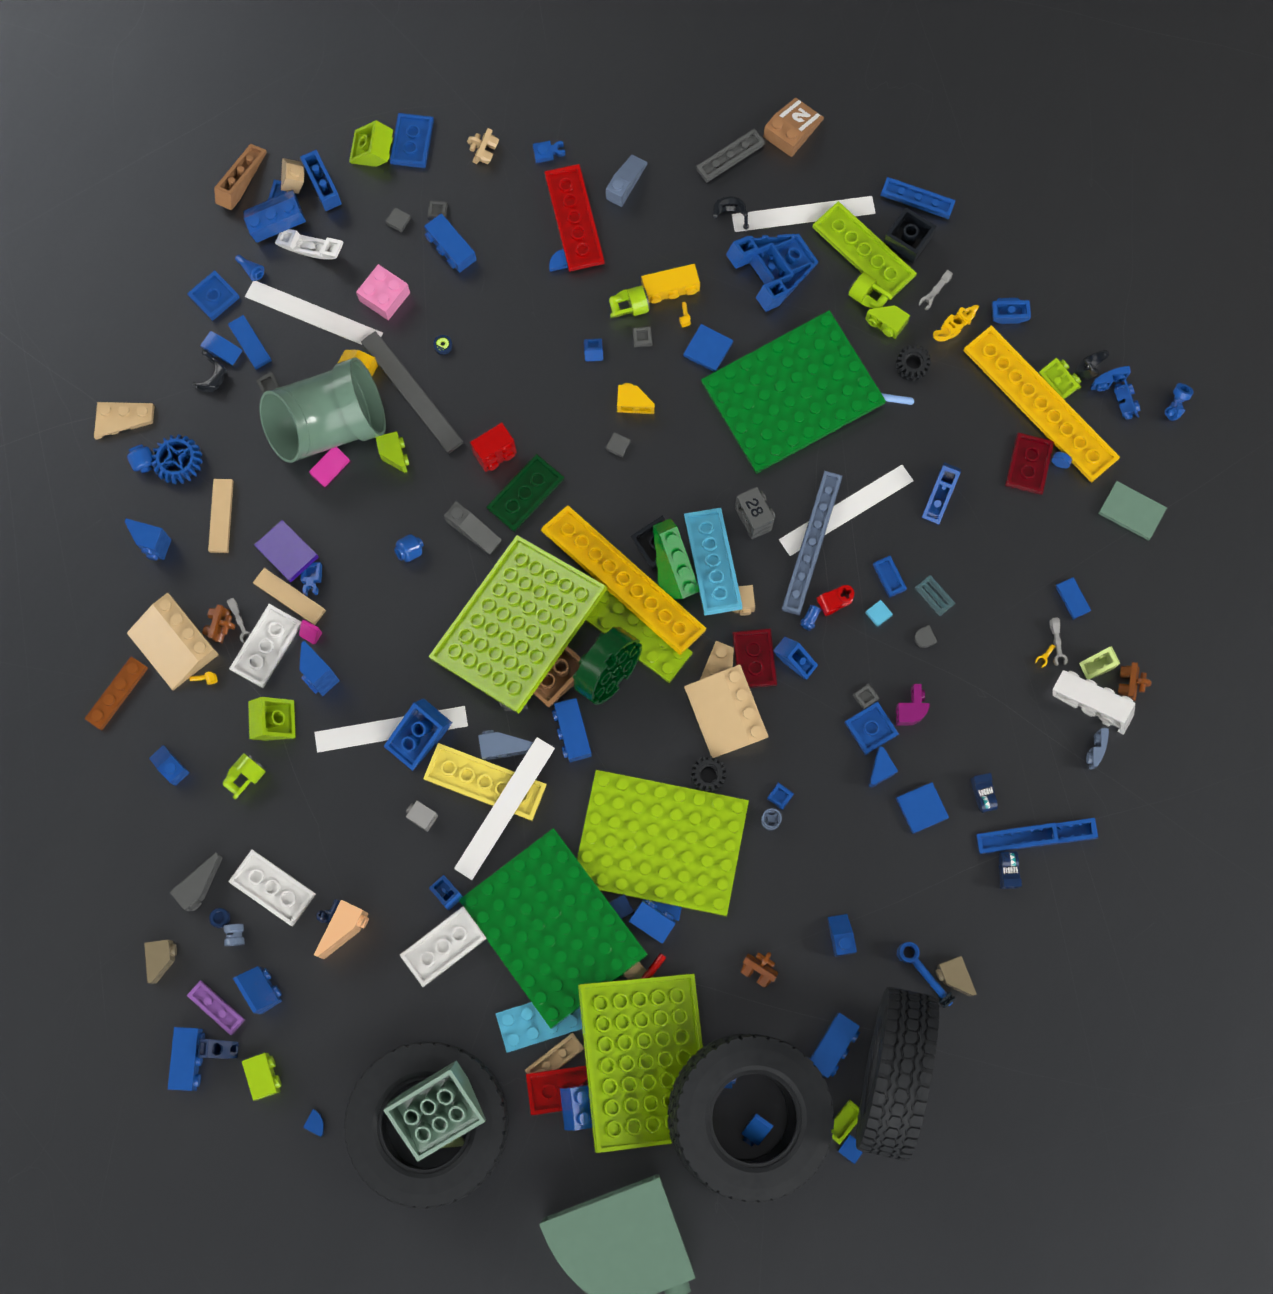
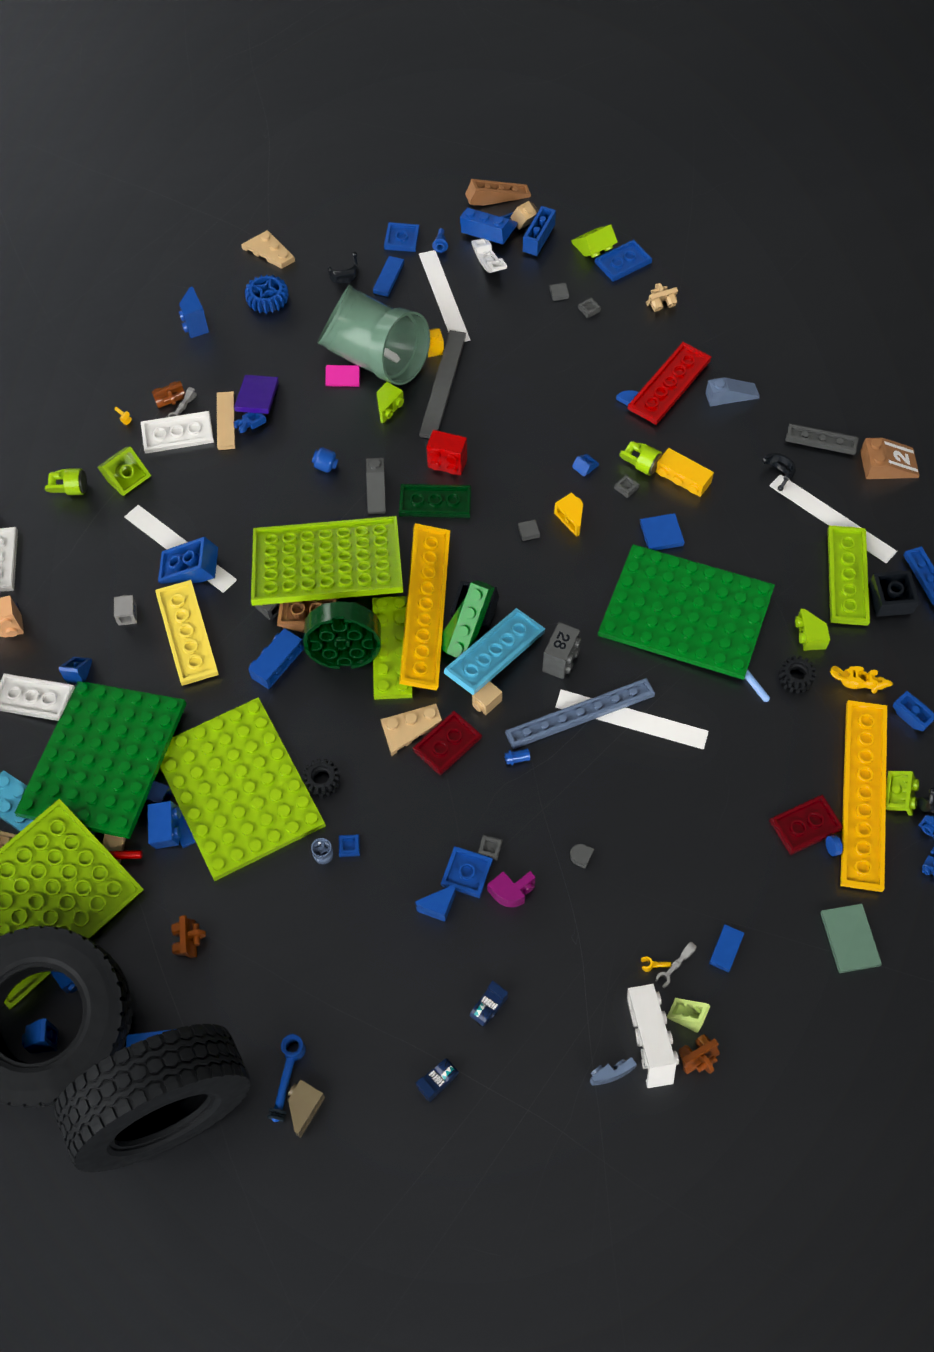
camera: 50 degrees right, 15 degrees down
(116, 693) = (70, 376): dark orange plate -> none
(140, 458) = (246, 273): blue head -> none
(169, 765) = (39, 439): blue slope -> none
(171, 641) = (134, 379): tan slope -> none
(220, 516) = (249, 344): tan tile -> none
(221, 348) = (368, 264): blue slope -> none
(309, 632) = (209, 448): dark pink slope -> none
(315, 671) = (178, 463): blue slope -> none
(383, 292) = (497, 317): bright pink brick -> none
(442, 344) = (496, 376): tile -> none
(449, 243) = (572, 328): blue brick -> none
(499, 745) = (220, 618): sand blue slope -> none
(504, 808) = (175, 657): white sticker -> none
(544, 151) = (700, 334): blue plate -> none
(684, 320) = (668, 502): yellow hand -> none
(726, 711) = (384, 750): tan slope -> none
(778, 261) = (774, 527): blue wedge -> none
(795, 657) = (473, 769): blue slope -> none
(833, 600) = (548, 762): red piece -> none
(841, 935) = (265, 981): blue slope -> none
(863, 287) = (817, 594): lime piece -> none
(879, 613) = (568, 805): medium azure tile -> none
(889, 576) = (607, 790): blue tile -> none
(922, 808) = (432, 964): blue tile -> none
(924, 594) = (622, 852): clear light blue tile -> none
(936, 289) = (890, 647): light grey piece -> none
(941, 493) = (714, 773): blue slope -> none
(1037, 835) = (491, 1082): blue slope -> none

